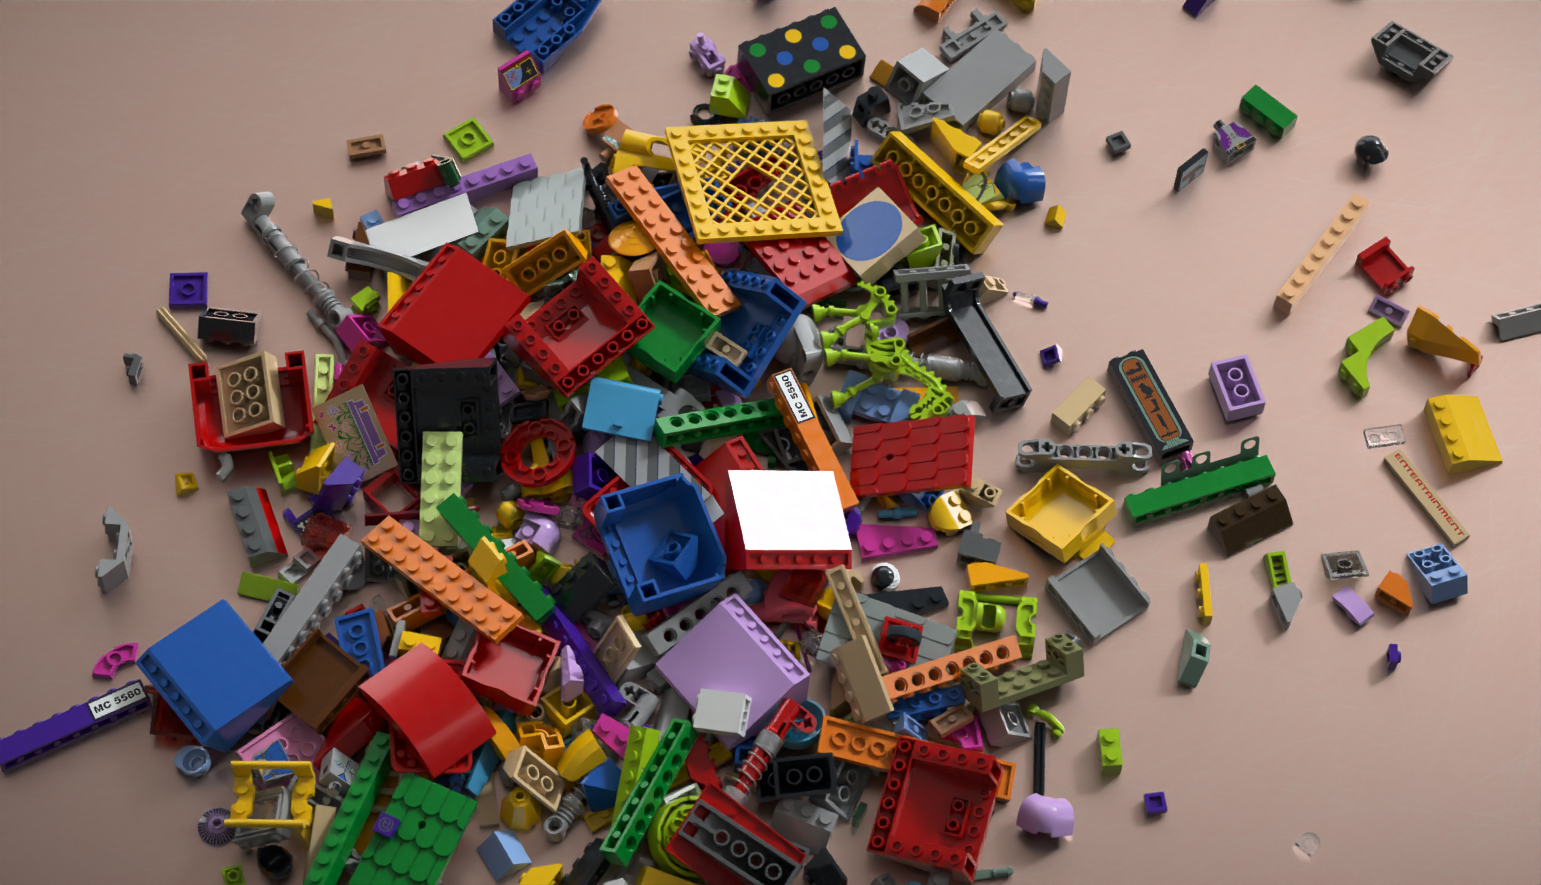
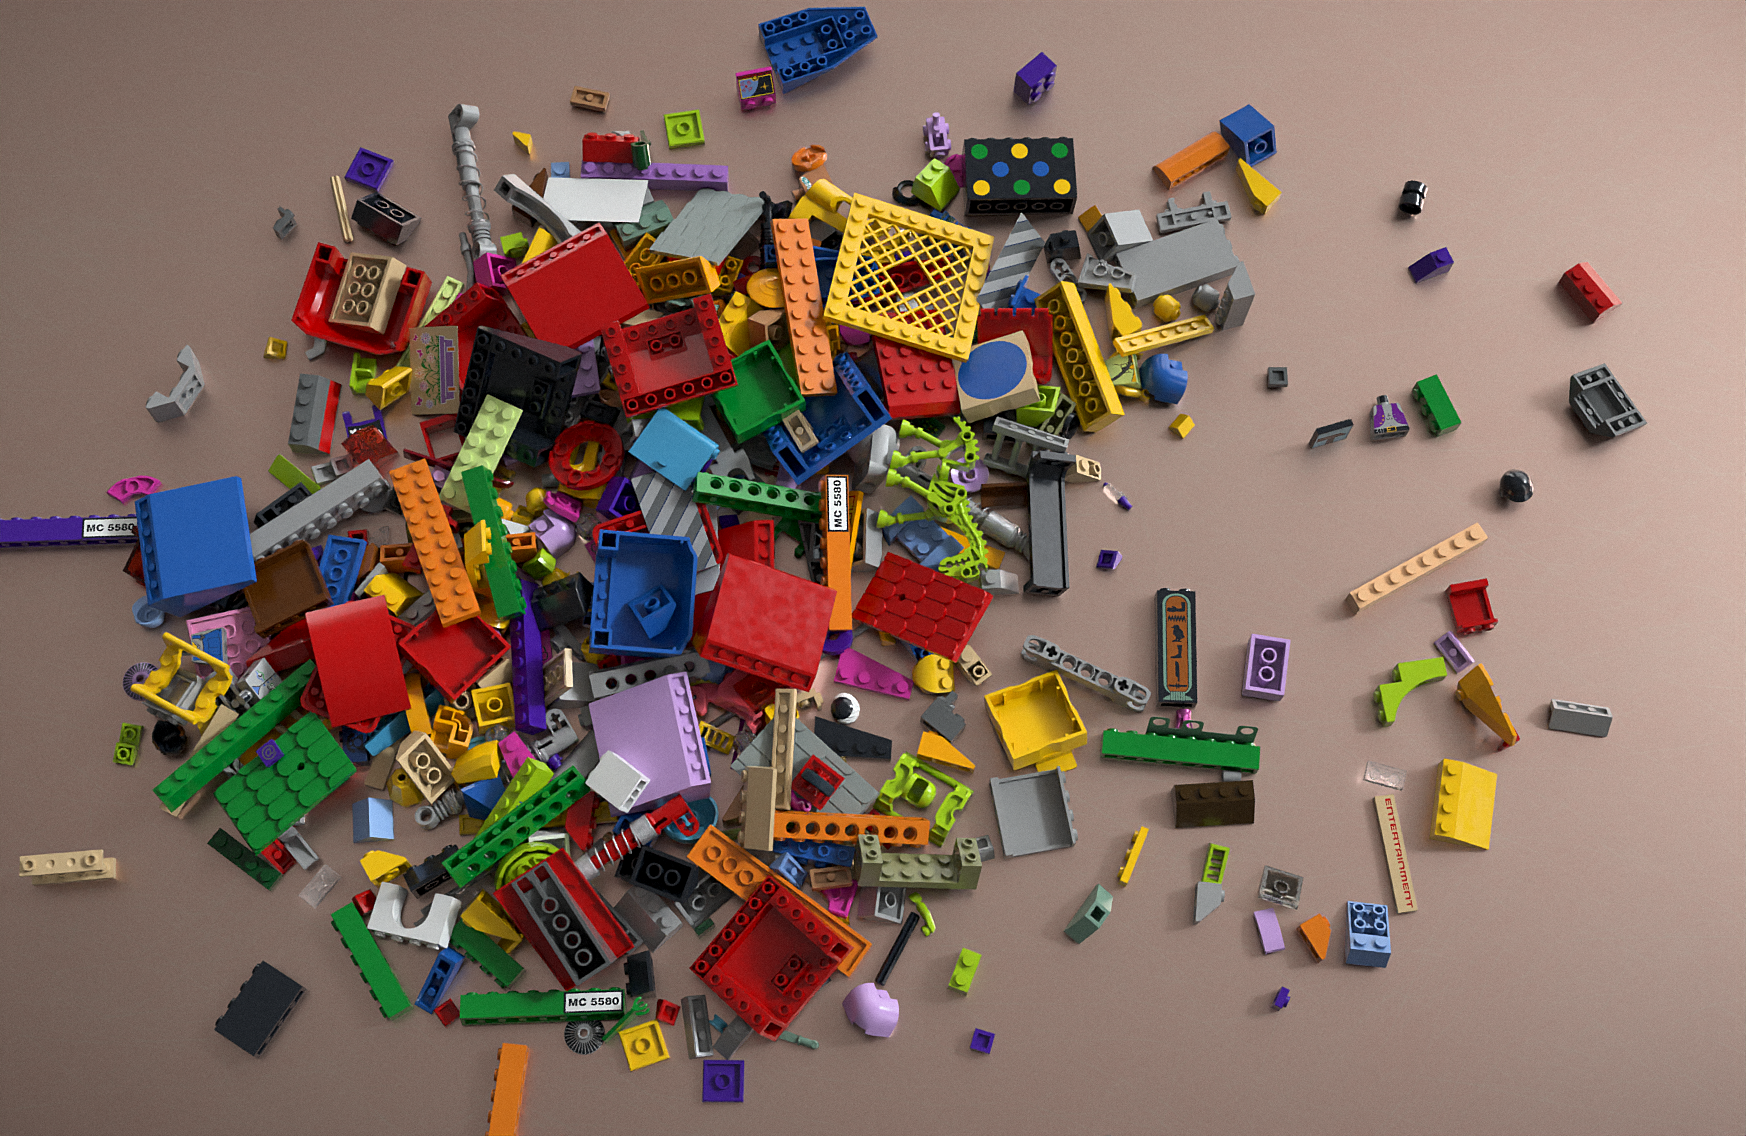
camera: 25 degrees right, 10 degrees up
(339, 487) = (395, 412): dark purple slope -> none
(570, 676) = (500, 685): lavender slope -> none
(896, 513) = (887, 651): dark azure bar -> none
(1078, 406) = (1108, 620): tan brick -> none

